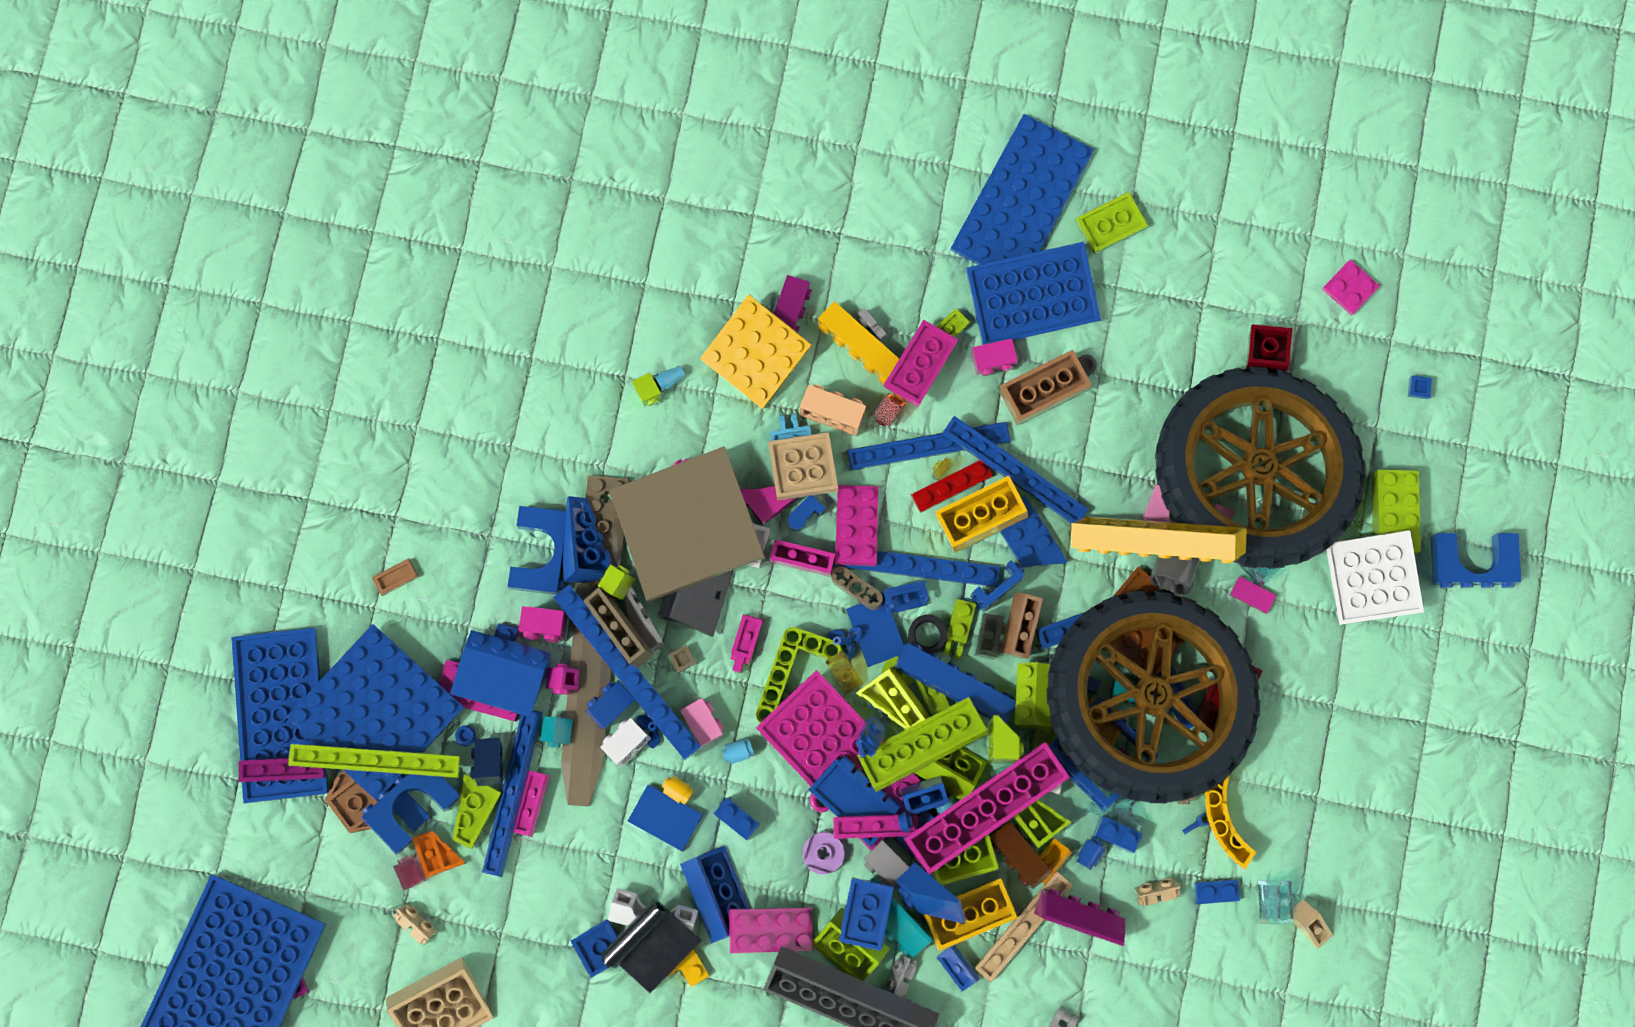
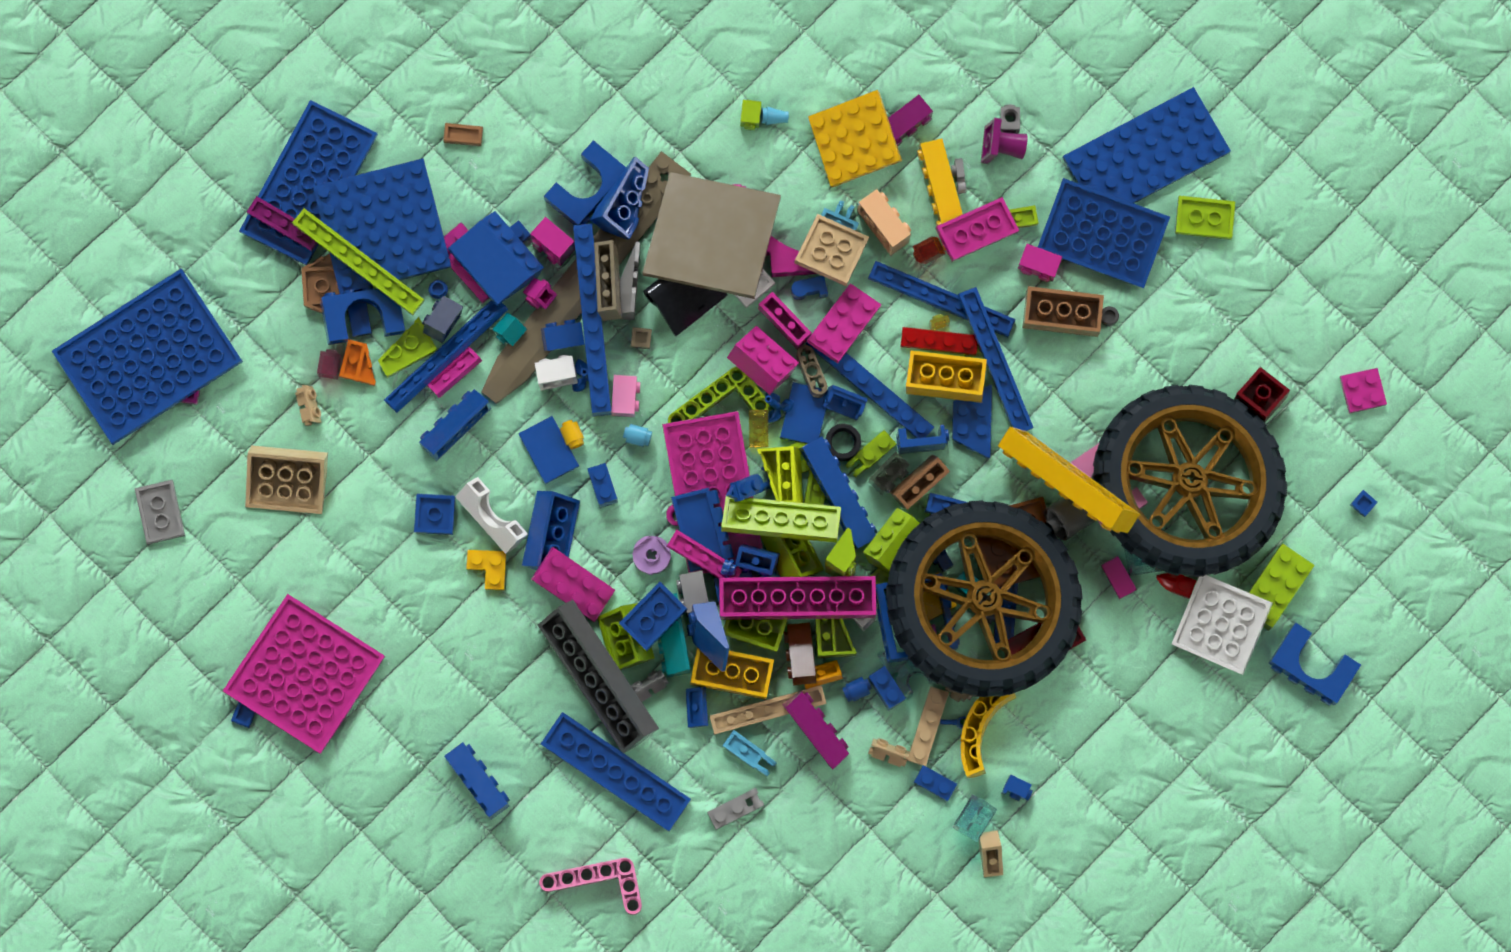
camera: 30 degrees right, 0 degrees up
(563, 852) = (455, 424): none -> blue slope
(616, 581) = (629, 245): lime brick -> none
(651, 946) = (475, 535): black door -> none
(745, 641) = (698, 356): dark pink hinge -> none
(807, 607) = (762, 360): none -> dark pink brick
(885, 273) = (1000, 142): none -> magenta plant
(886, 253) = (1010, 127): none -> light grey brick
(1030, 978) = (747, 752): none -> medium azure hinge
(1175, 844) = (928, 726): none -> tan plate
(1294, 848) = (1017, 788): none -> blue brick
(1309, 568) = (1177, 584): none -> red plate

